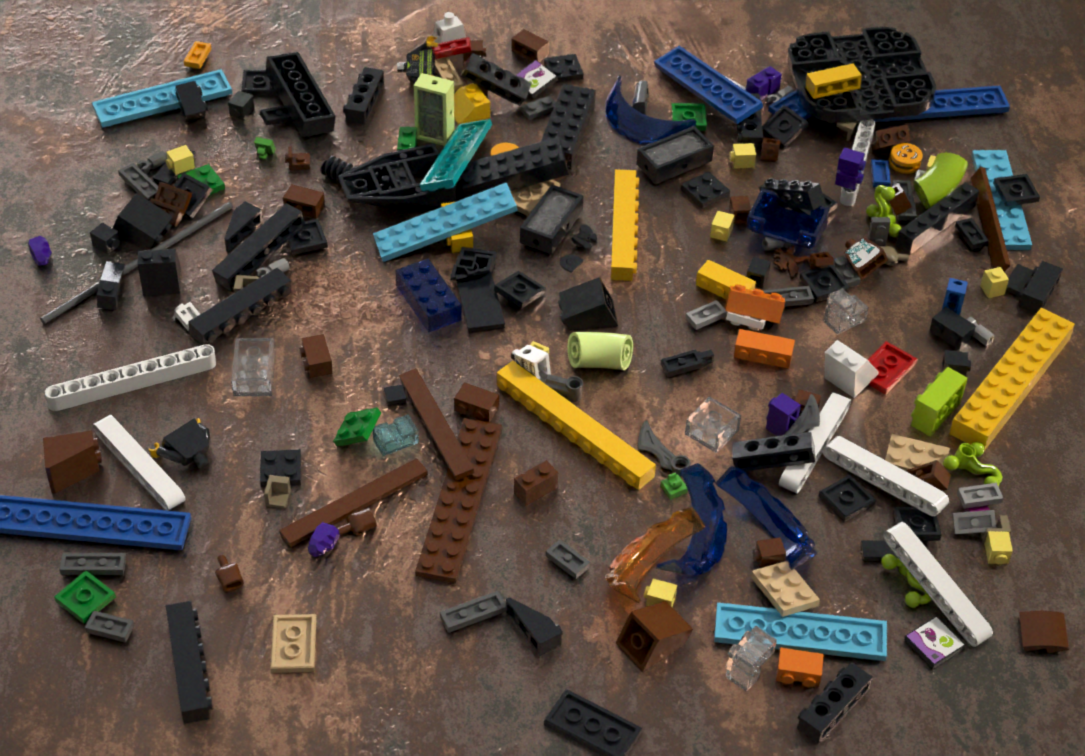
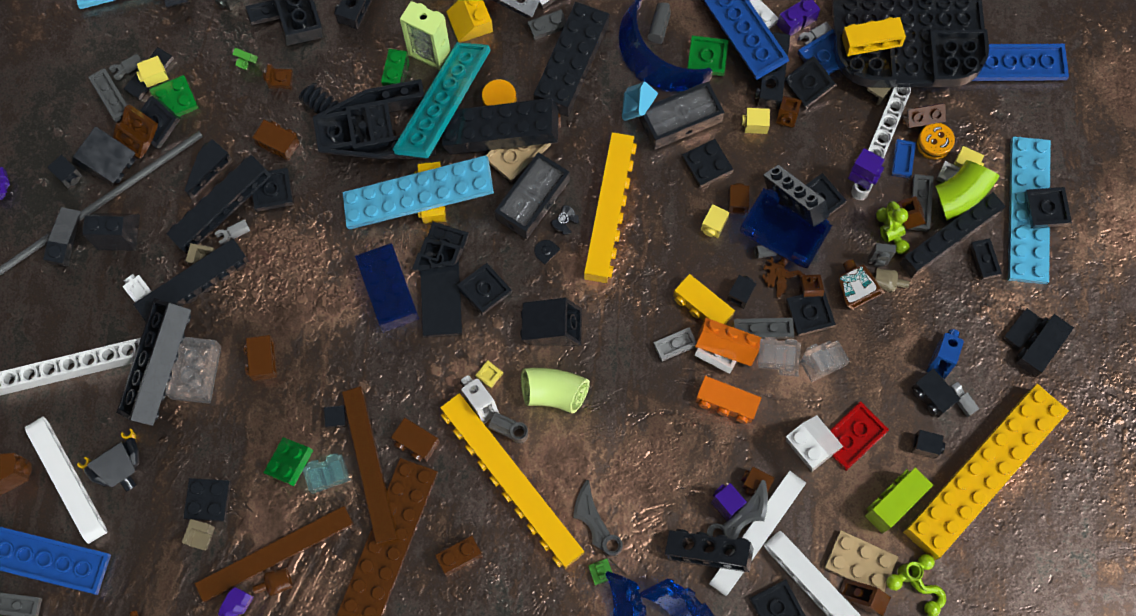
camera: 10 degrees right, 25 degrees up
(217, 355) = (154, 362): none -> brick
(633, 145) = (637, 100): none -> medium azure tile
(686, 362) = (642, 408): black hinge -> none
(712, 424) = (653, 501): clear brick -> none
(807, 306) = (780, 355): none -> clear brick
(846, 271) = (835, 297): dark grey plate -> none
(990, 220) = (1009, 245): reddish brown tile -> none
(994, 282) = (995, 334): light yellow brick -> none

